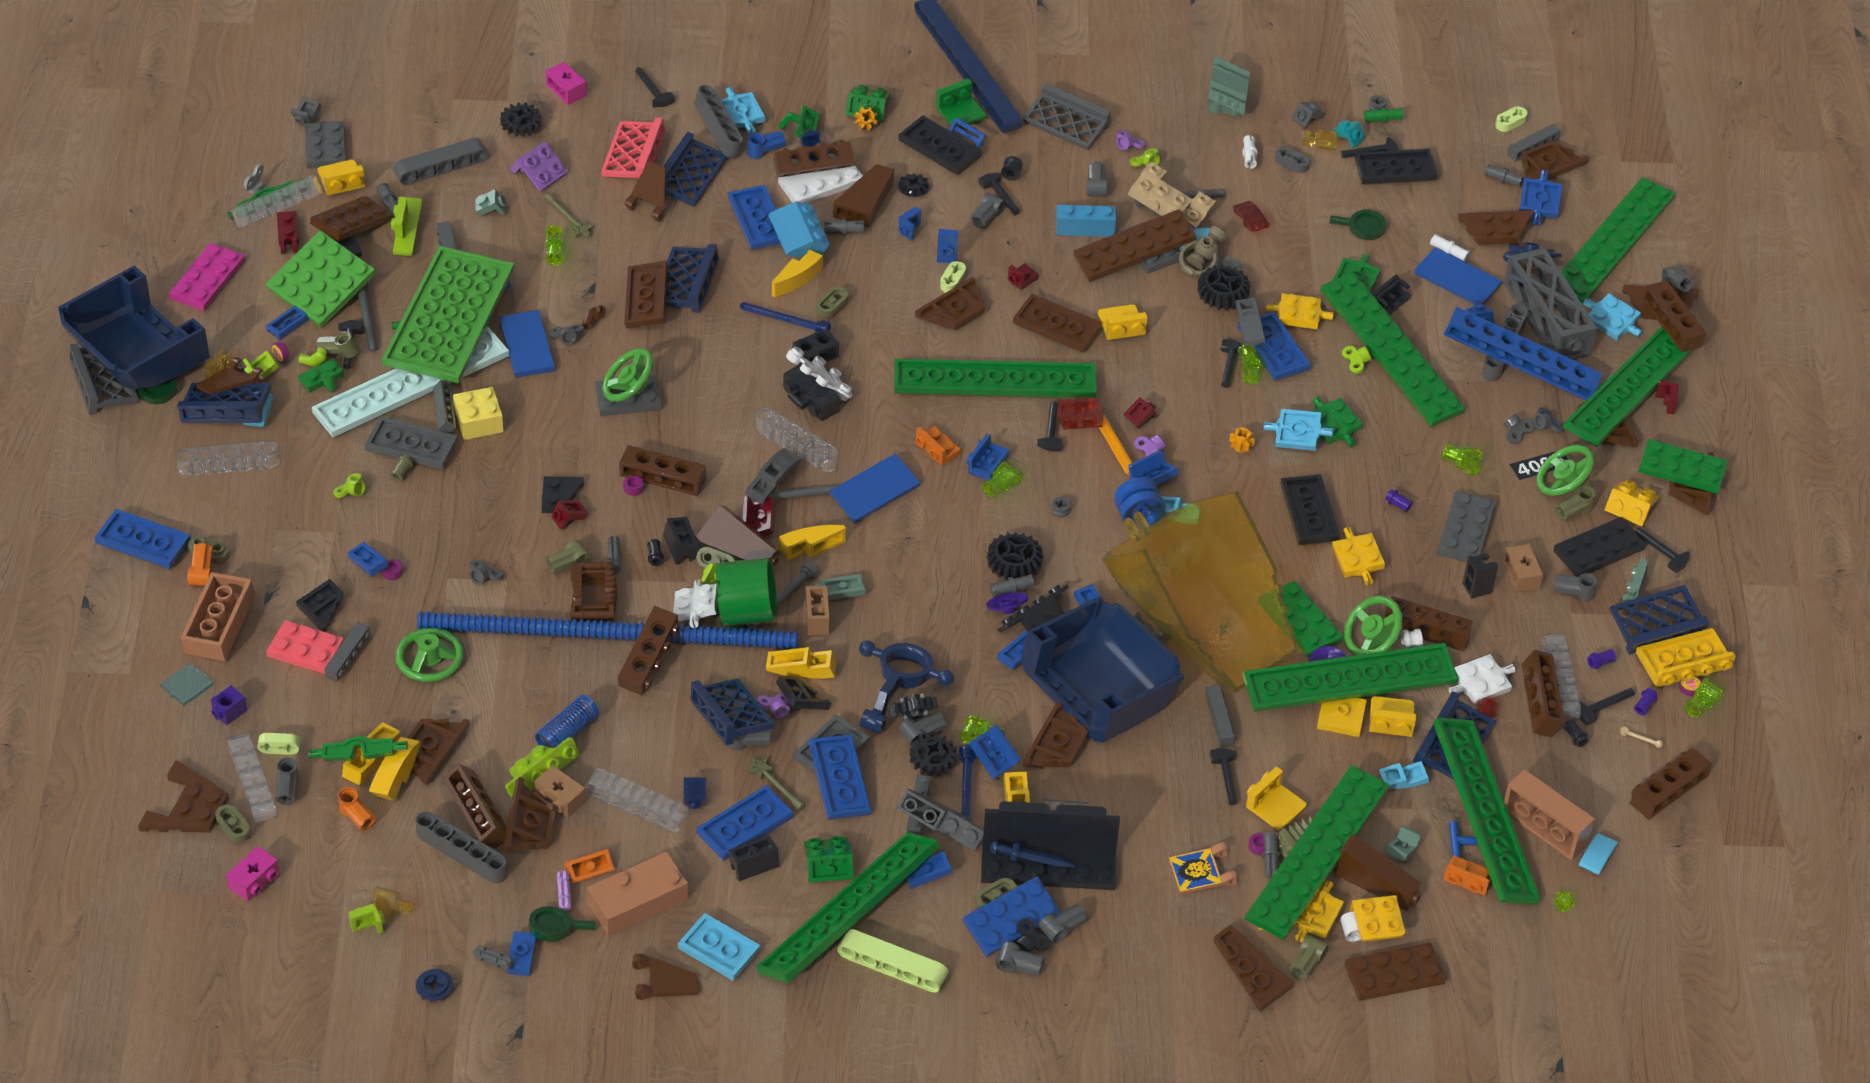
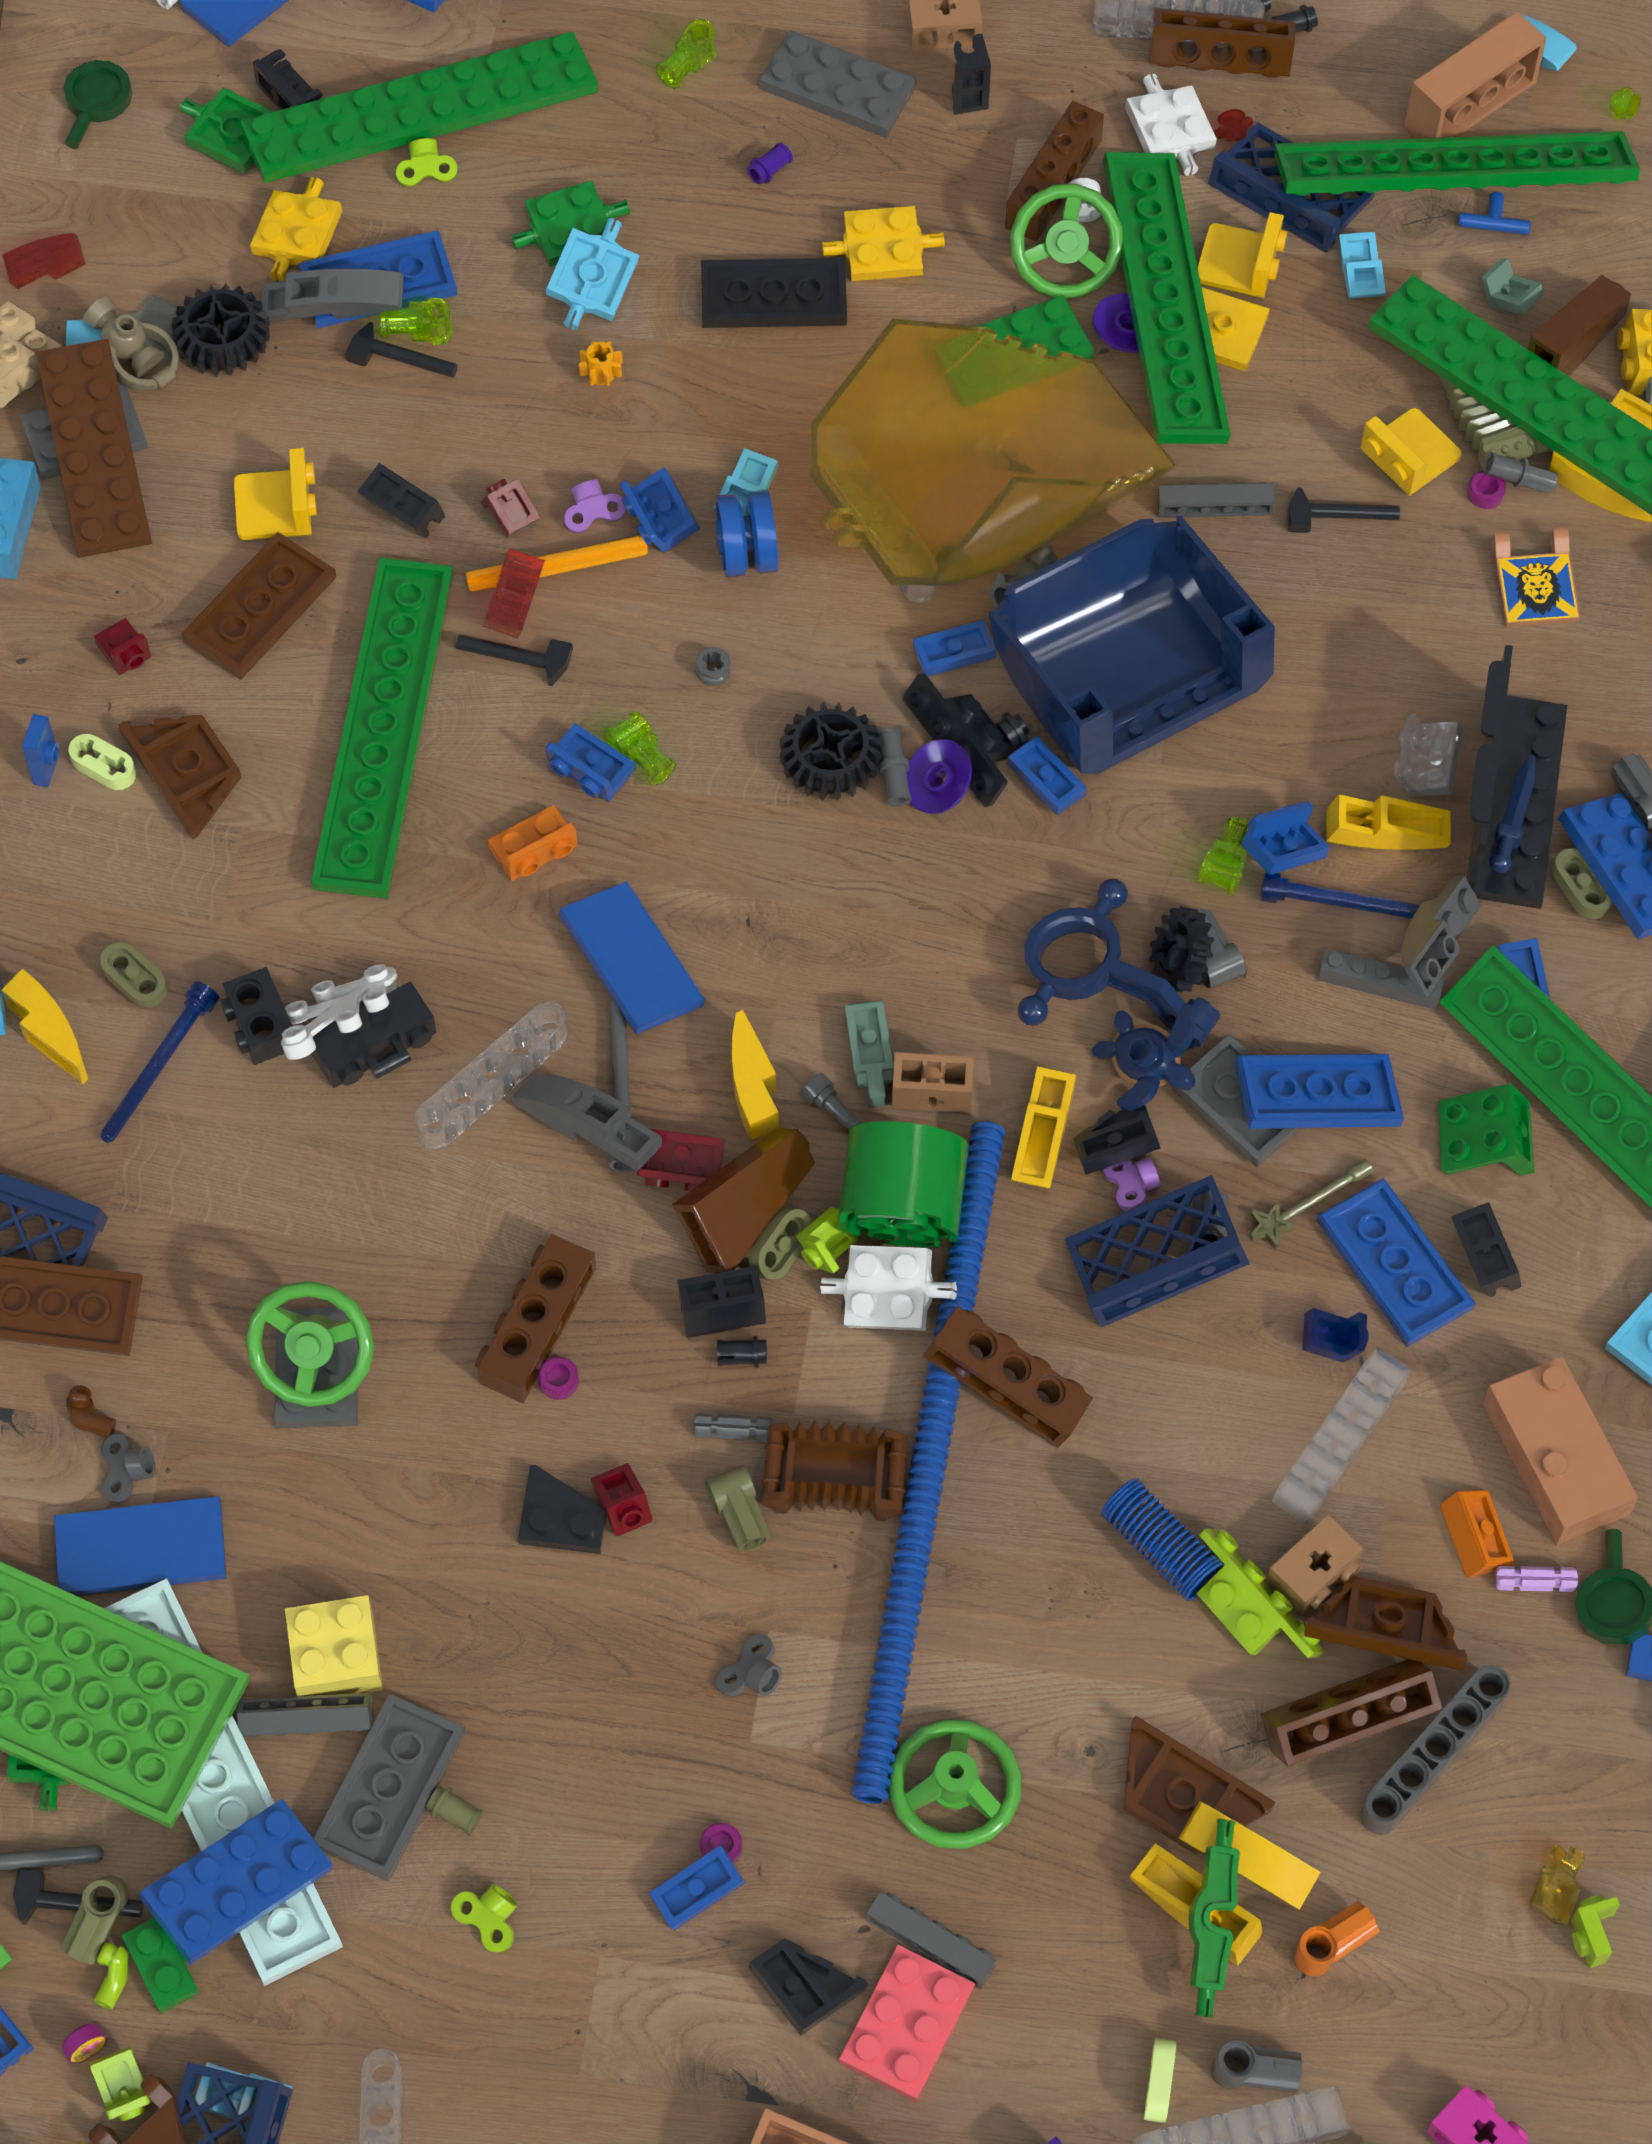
camera: 80 degrees left, 15 degrees up
(355, 386) = (235, 1881): none -> blue plate
(847, 701) = (1148, 1057): none -> dark blue animal
(933, 754) = (1273, 934): black gear -> none
(1057, 741) = (1253, 745): reddish brown wing -> none
(1132, 368) = (401, 499): none -> black hinge
(1468, 875) = (1567, 217): orange bracket -> none

